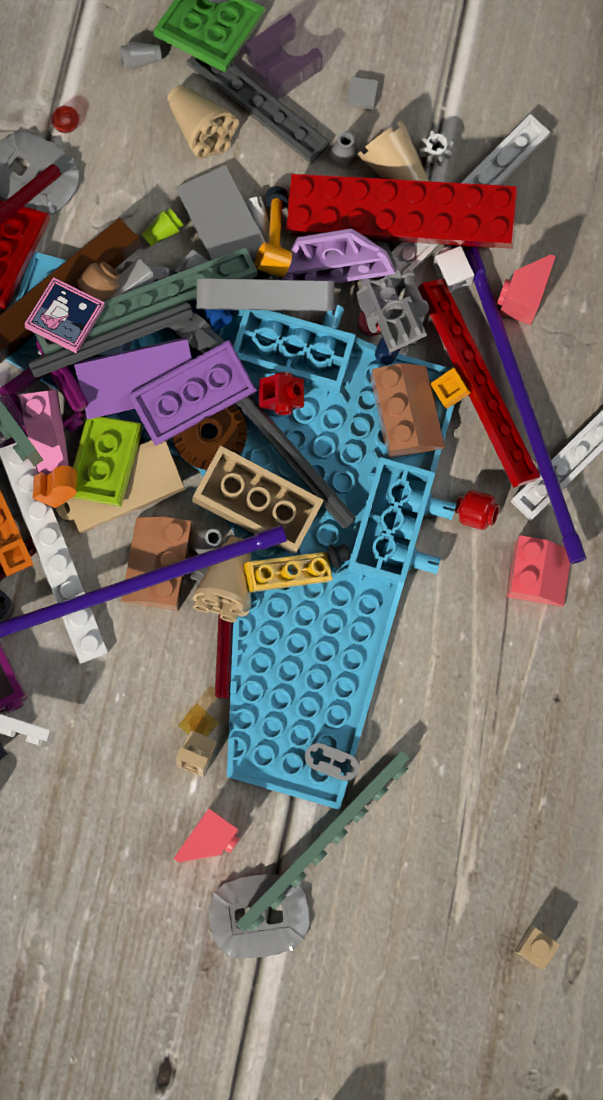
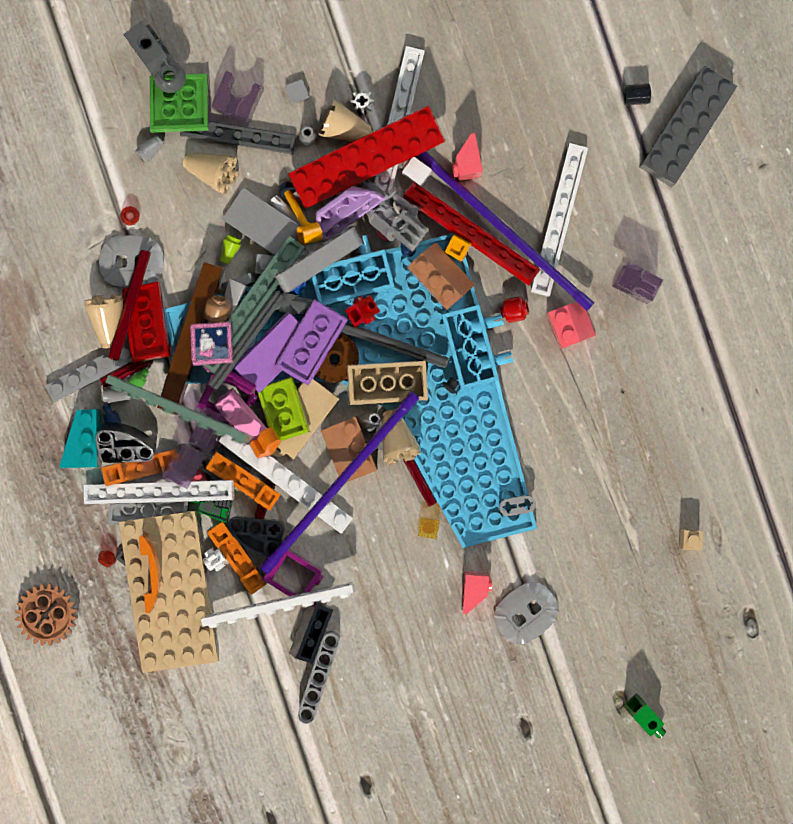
camera: 25 degrees left, 10 degrees up
(196, 753) = (438, 545): tan slope -> none
(274, 573) = (422, 419): yellow tile -> none
(316, 851) = (537, 560): sand green plate -> none

